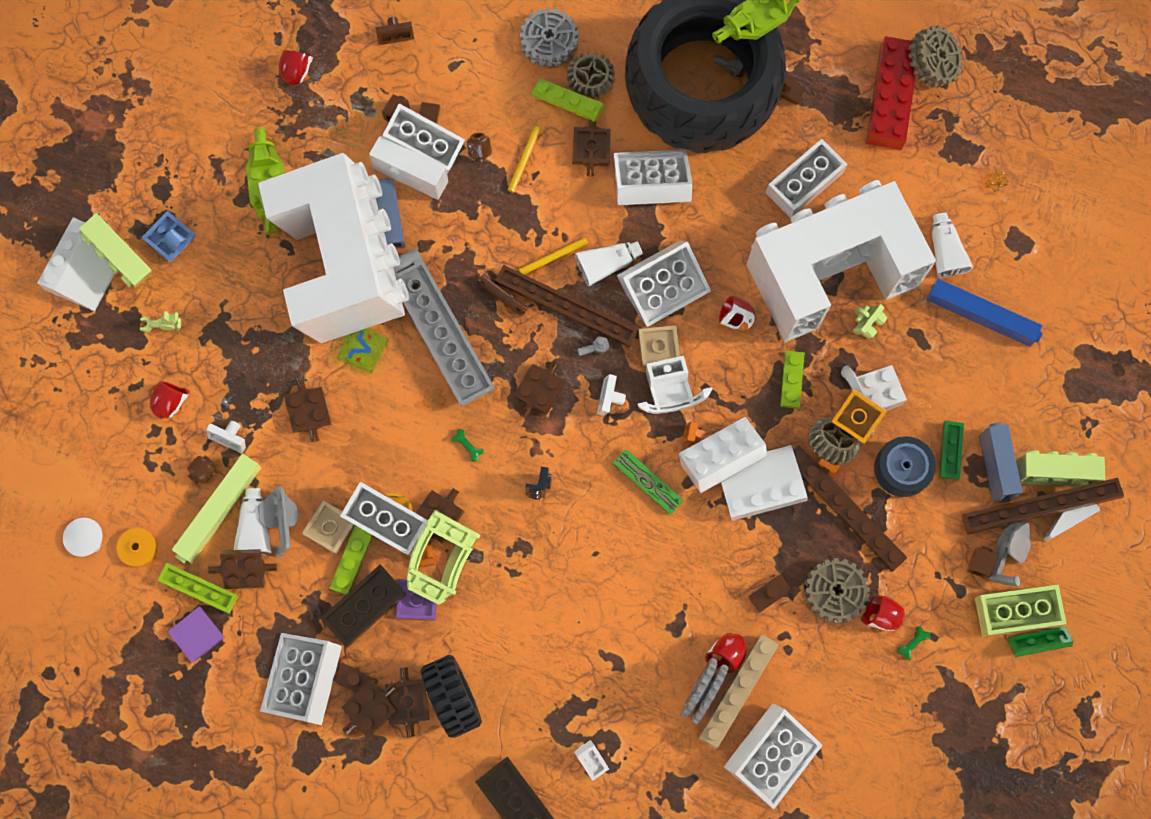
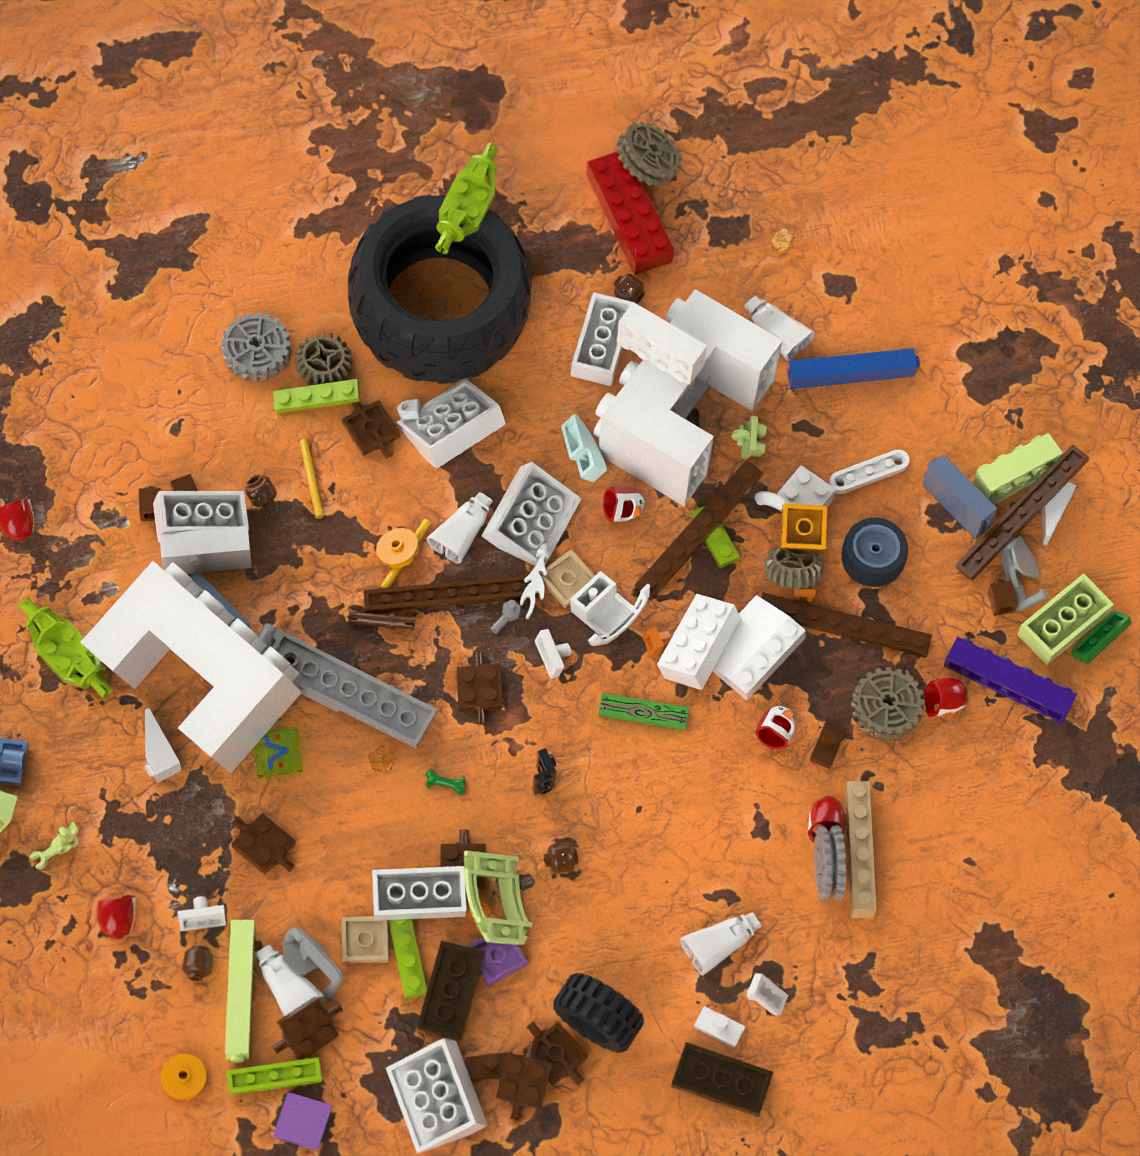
camera: 35 degrees left, 10 degrees down
(82, 537) = (121, 1101): white dish -> none
(274, 302) = (158, 752): none -> white slope
(394, 32) = (94, 428): reddish brown tile -> none
(510, 556) = (561, 857): none -> reddish brown head
(541, 759) = (719, 1027): none -> white tile
(548, 255) = (397, 556): none -> light orange plate
(585, 694) = (717, 942): none -> white piece
(629, 149) = (409, 409): none -> white tile
(632, 336) = (537, 584): none -> white piece
(734, 67) = (459, 272): light grey piece -> none
(735, 254) = (583, 449): none -> light aqua slope
(737, 557) = (776, 727): none -> piece
(773, 755) = (930, 887): white slope -> none
(782, 368) = (700, 528): none -> reddish brown plate
(836, 208) = (661, 343): none -> white brick
(852, 152) = (629, 288): none -> reddish brown head
(907, 649) = (991, 698): green piece -> none
(944, 400) = (869, 471): none -> white plate
(945, 631) = (1010, 679): none -> dark purple brick
(951, 450) = (906, 513): green plate -> none

